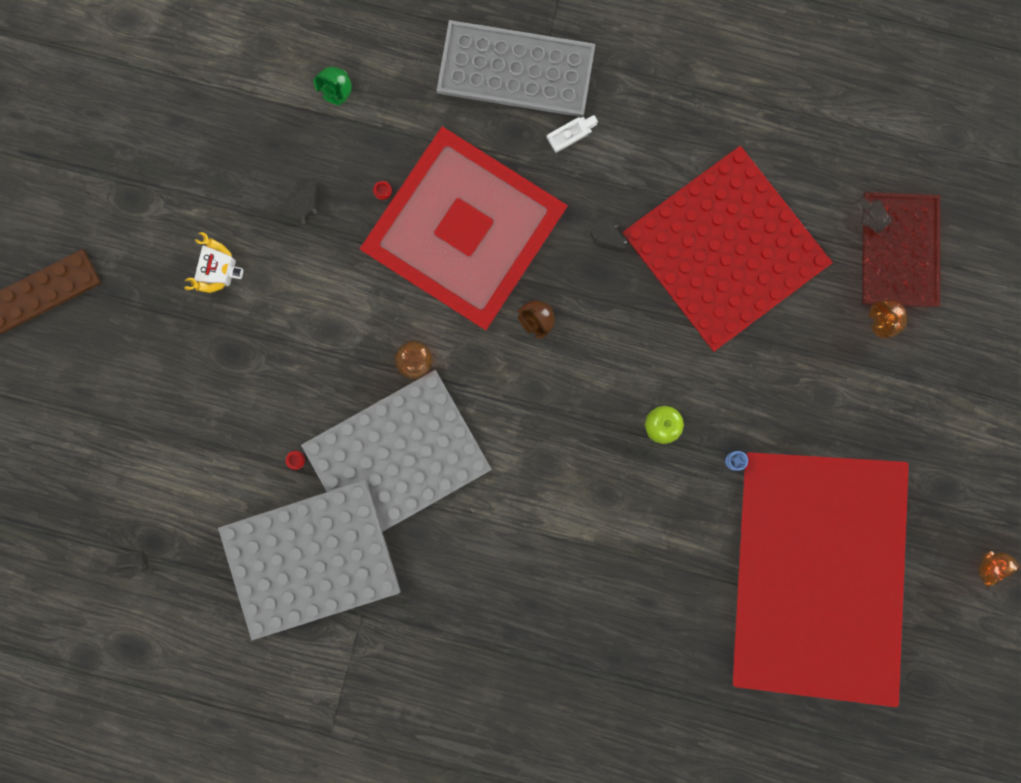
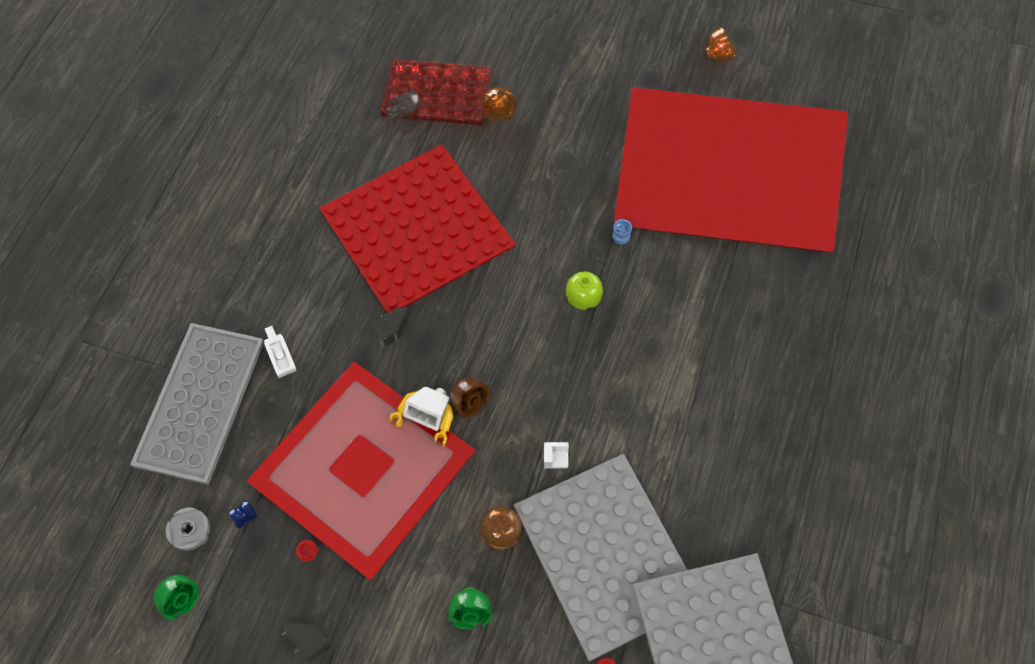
camera: 80 degrees left, 20 degrees down
(338, 337) = (469, 608): none -> green cylinder
(385, 79) = (179, 522): none -> light grey plate
(410, 128) = (239, 518): none -> clear blue wheel
(484, 405) = (556, 454): none -> white panel
(520, 280) = (427, 408): none -> white torso

